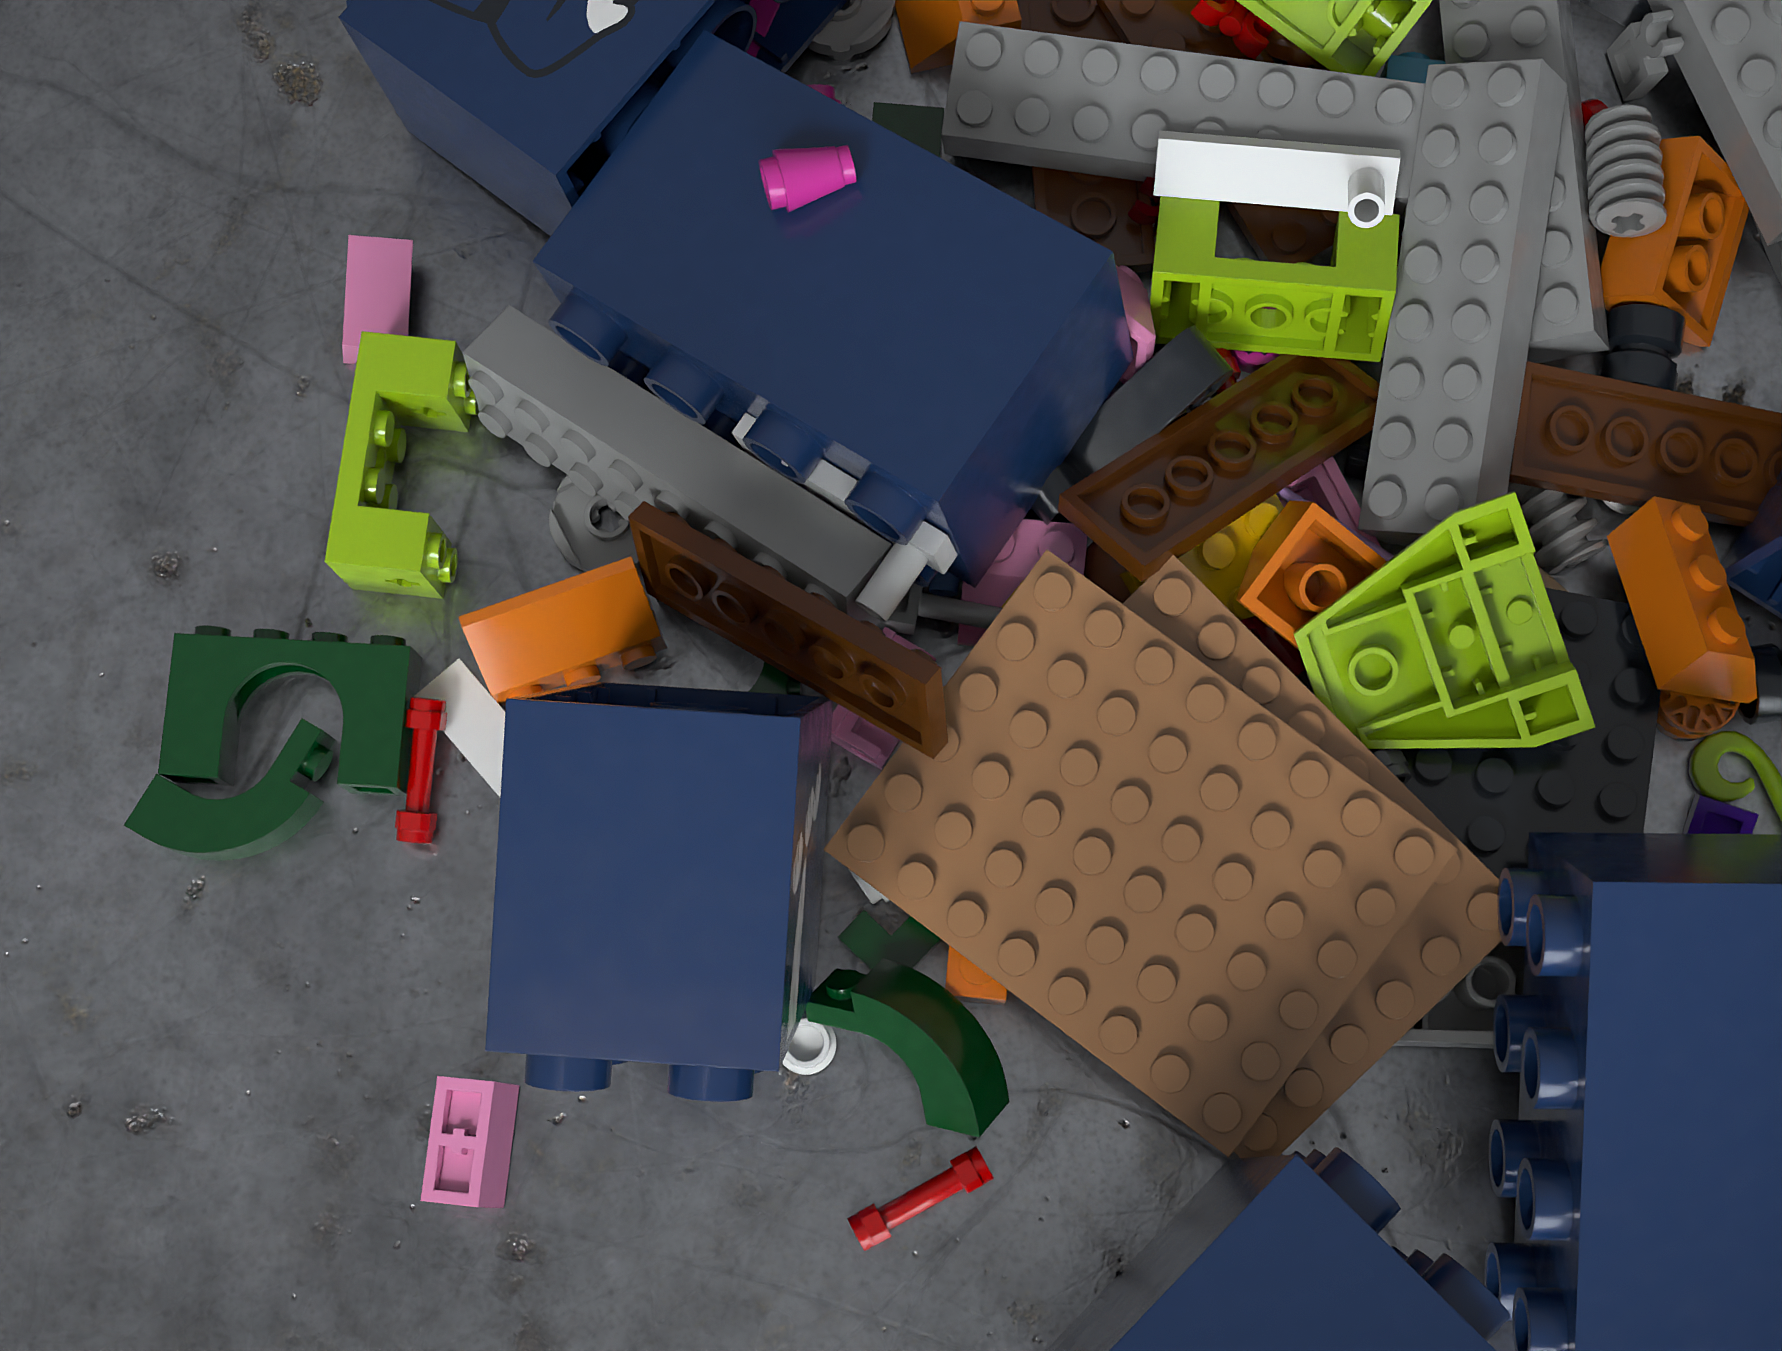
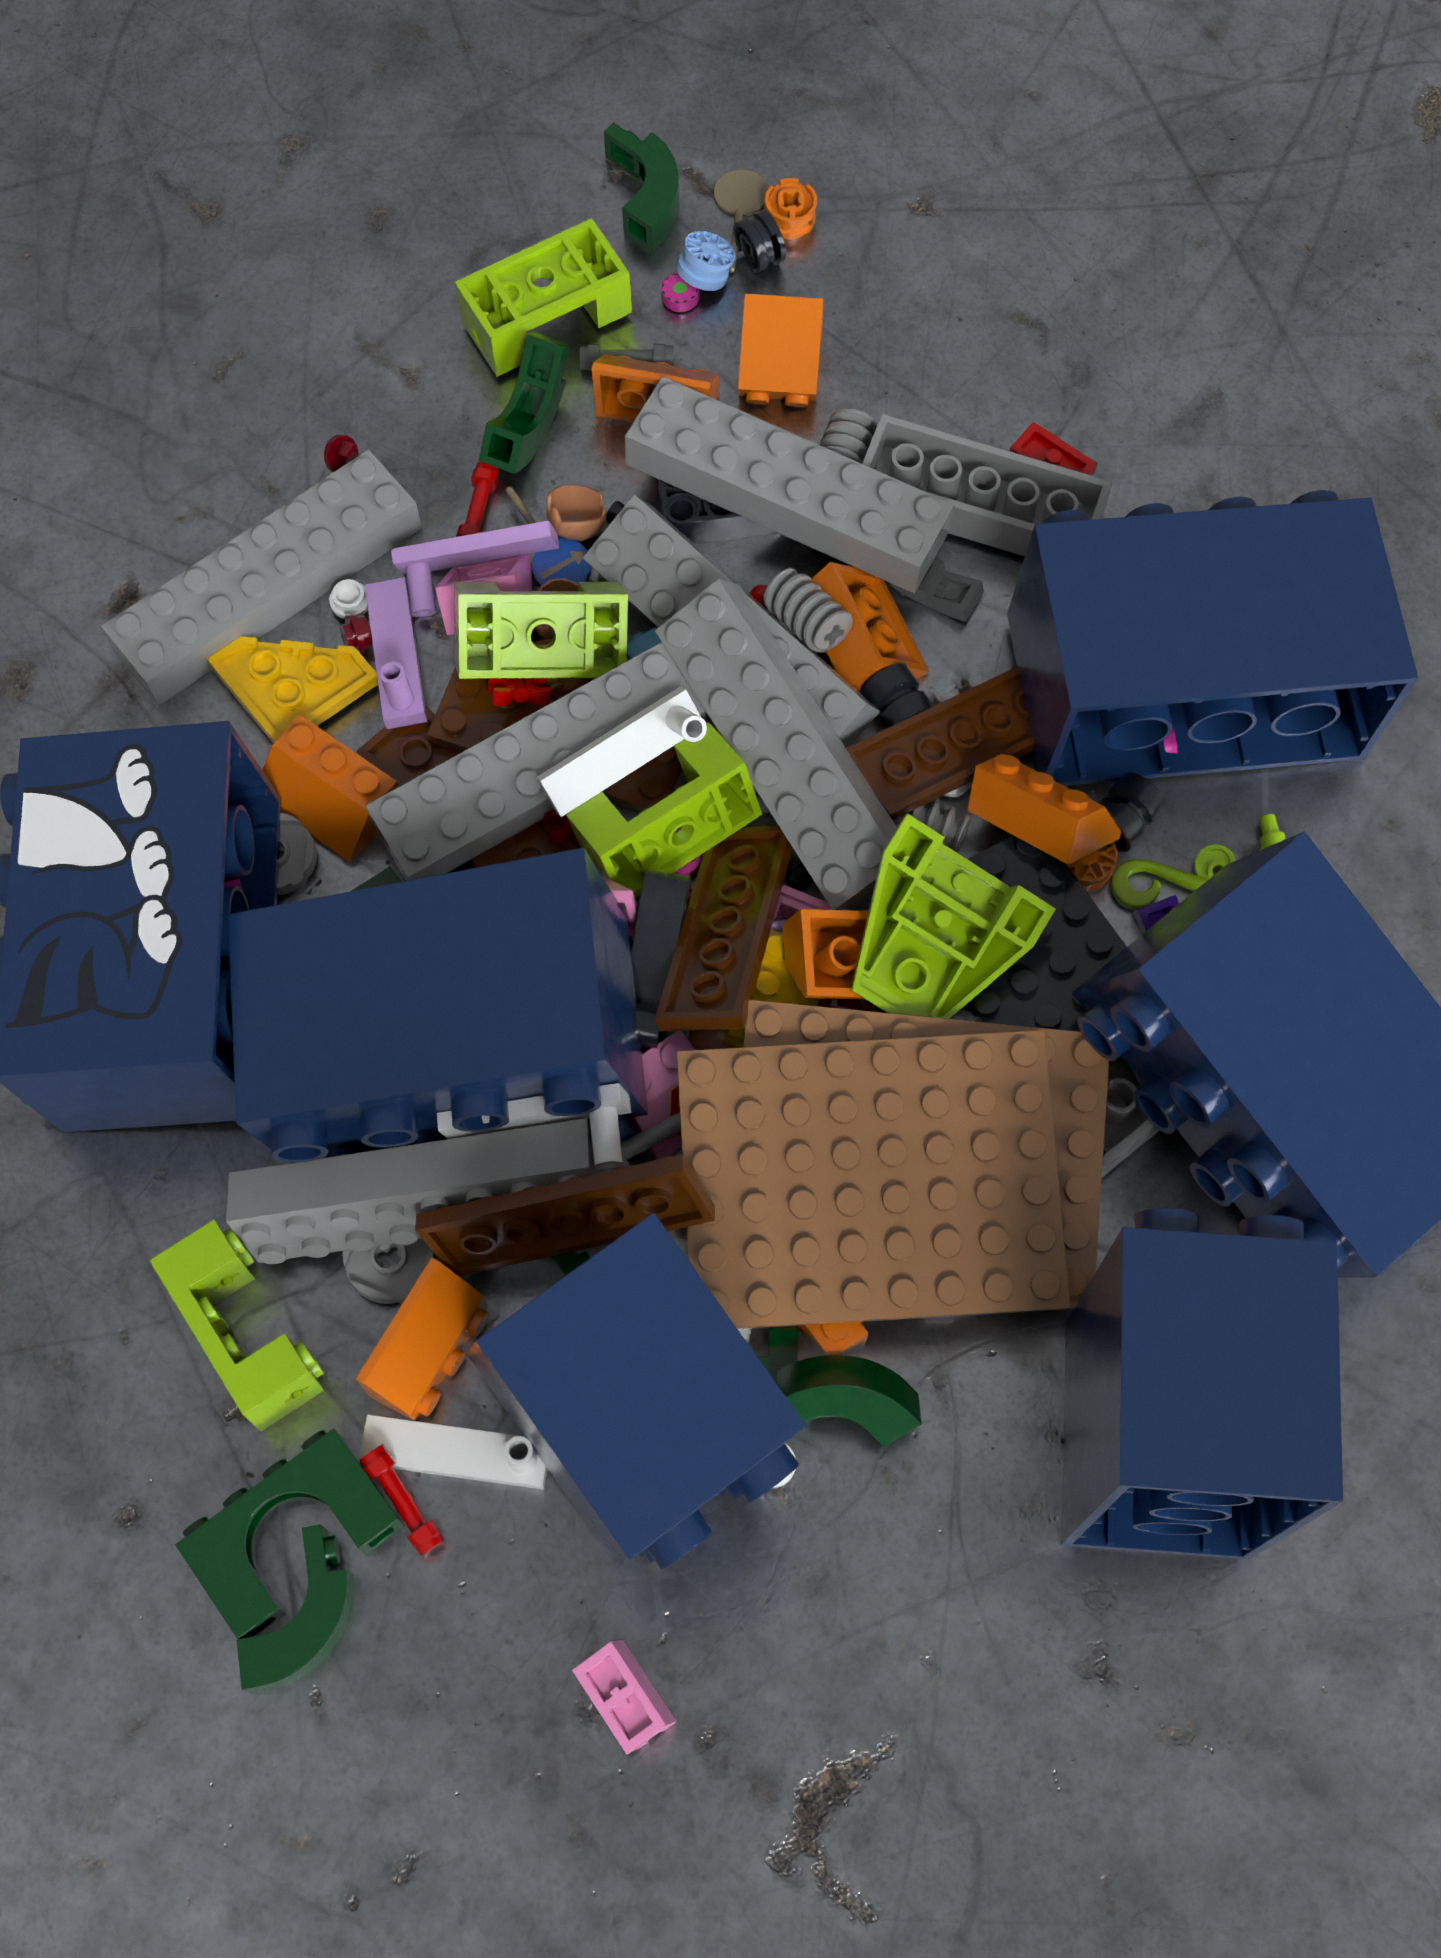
camera: 45 degrees left, 10 degrees down
(376, 290) = (128, 1241): bright pink hinge -> none
(805, 174) = (366, 944): dark pink cone -> none
(873, 1223) = (903, 1532): red bar -> none
(1642, 53) = (757, 545): light grey plate -> none

